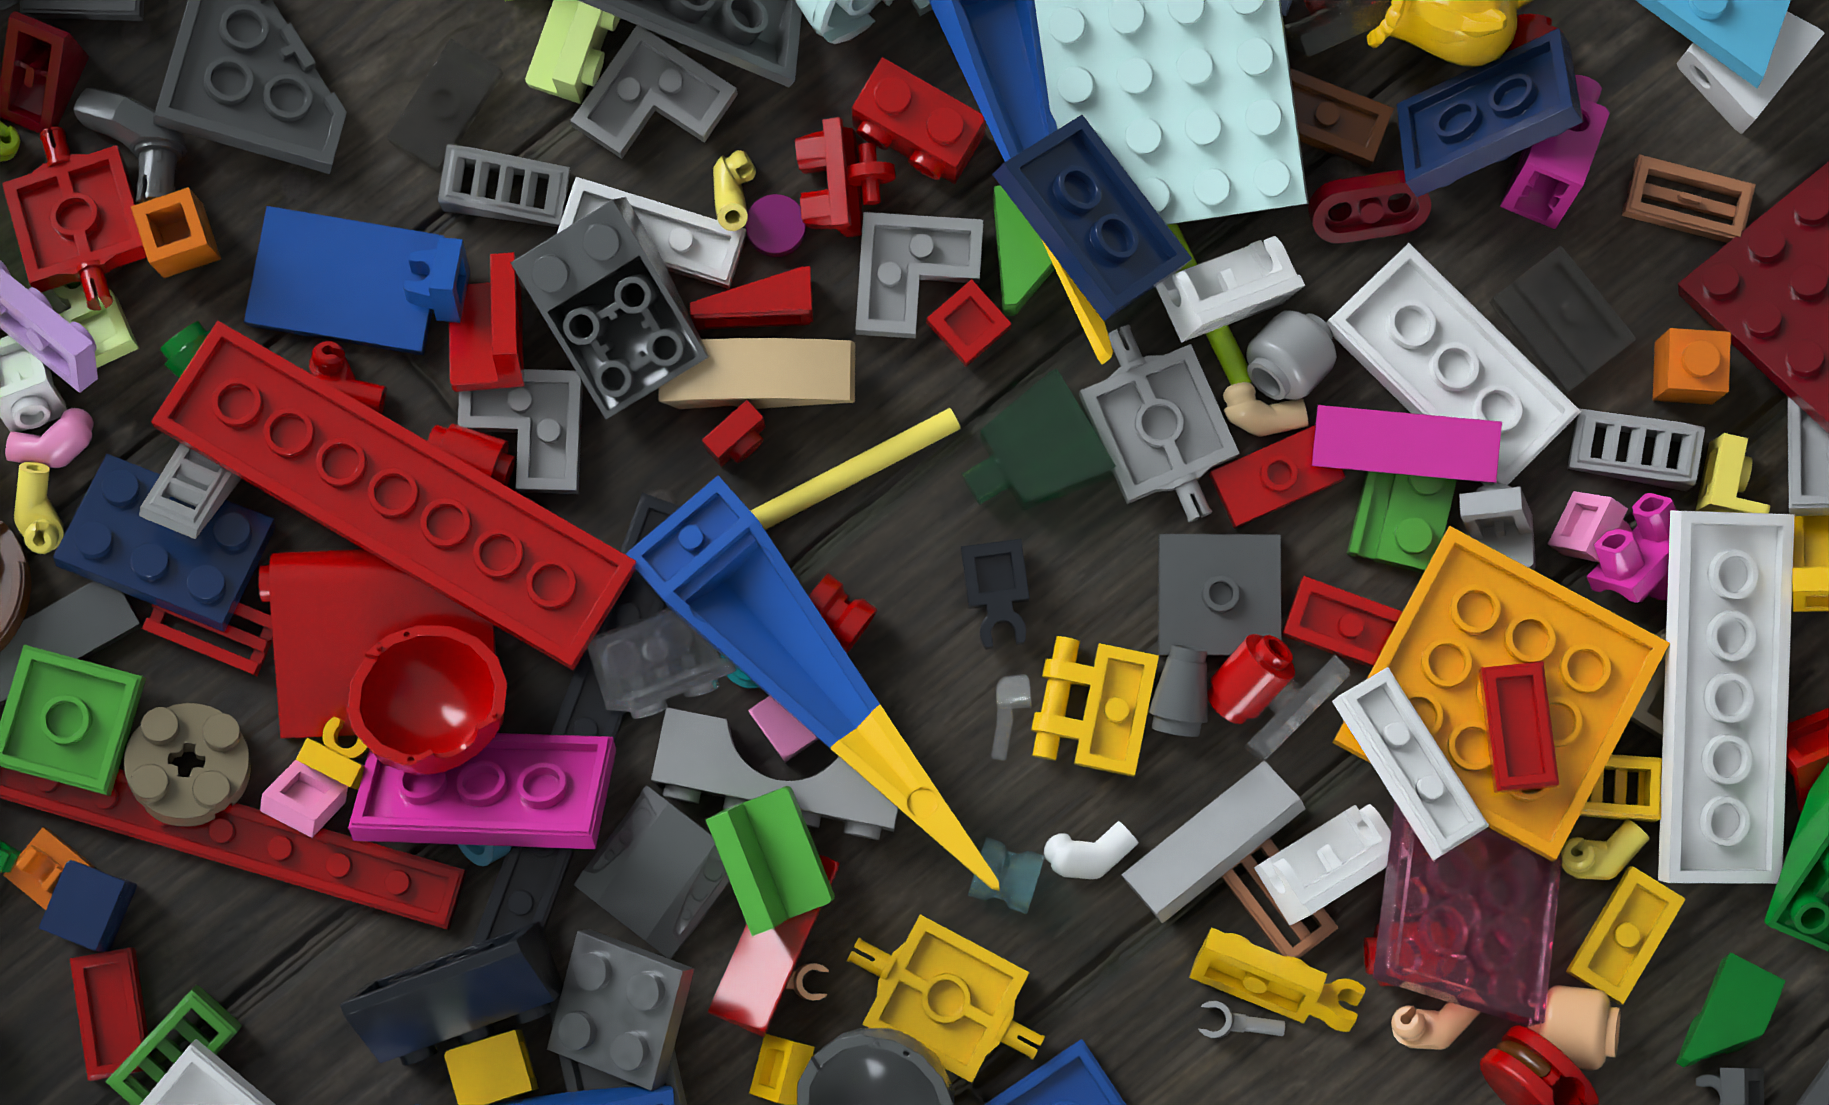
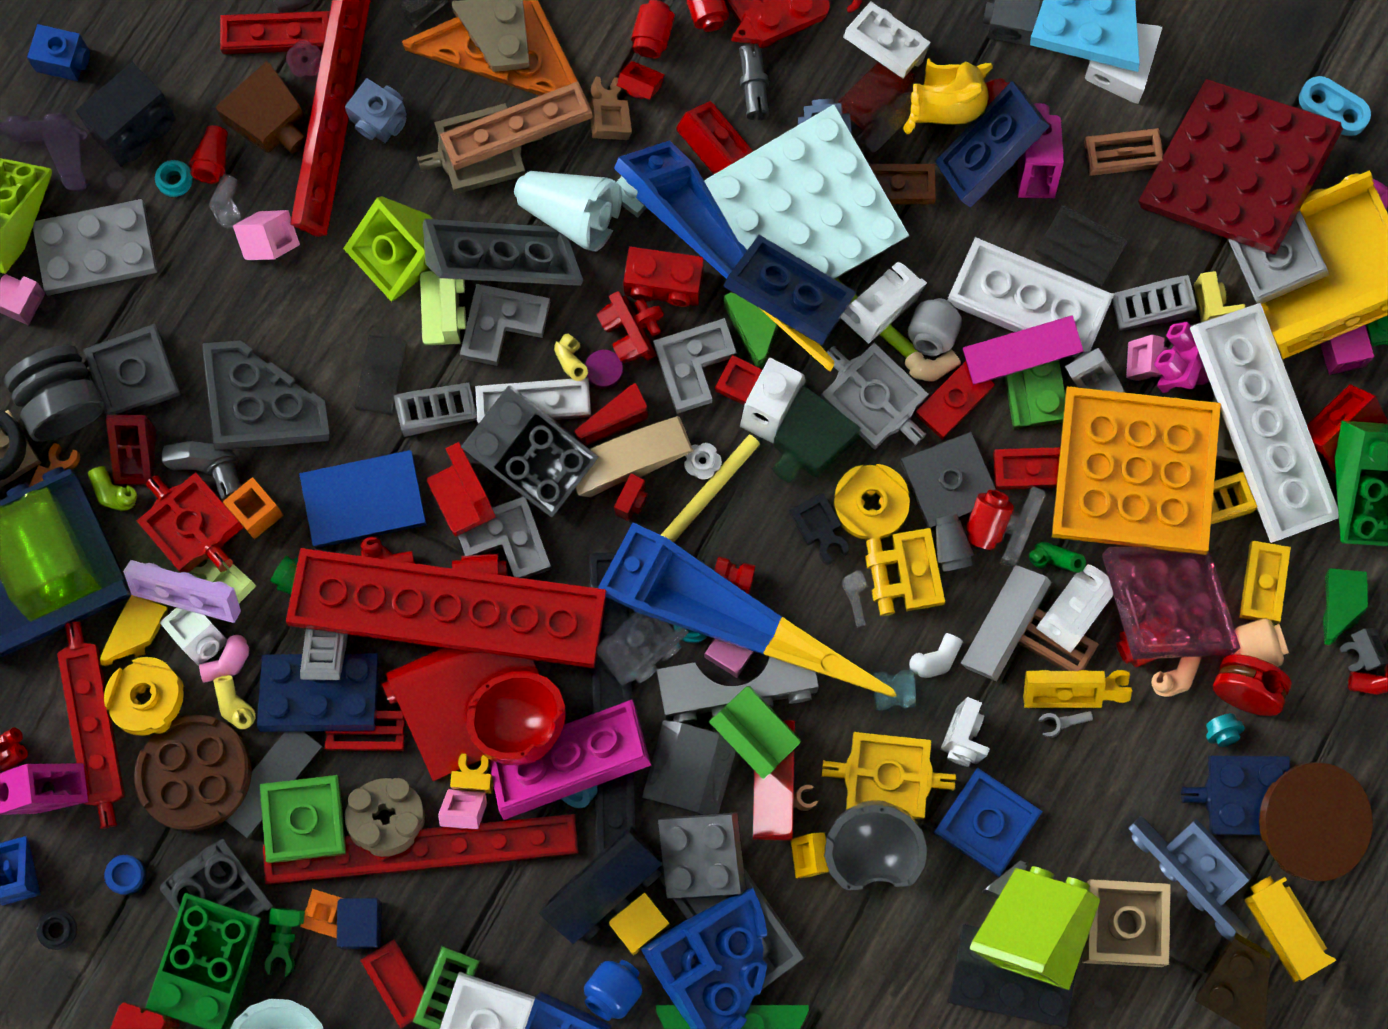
camera: 20 degrees left, 5 degrees down
(446, 281) = (423, 472): blue tile -> none
(868, 436) = (705, 470): none -> white plate
(1001, 368) = (771, 398): none -> white torso
(1083, 973) = (963, 727): none -> white bracket
(1099, 548) = (871, 480): none -> yellow plate
(1333, 773) = (1057, 556): none -> green arm
(1367, 208) = (942, 226): dark red plate -> none
(1410, 763) = (1102, 528): white tile -> none
(1518, 727) = (1155, 484): red tile -> none
(1603, 858) = (1233, 544): light yellow arm -> none
(1691, 366) = (1166, 244): orange brick -> none

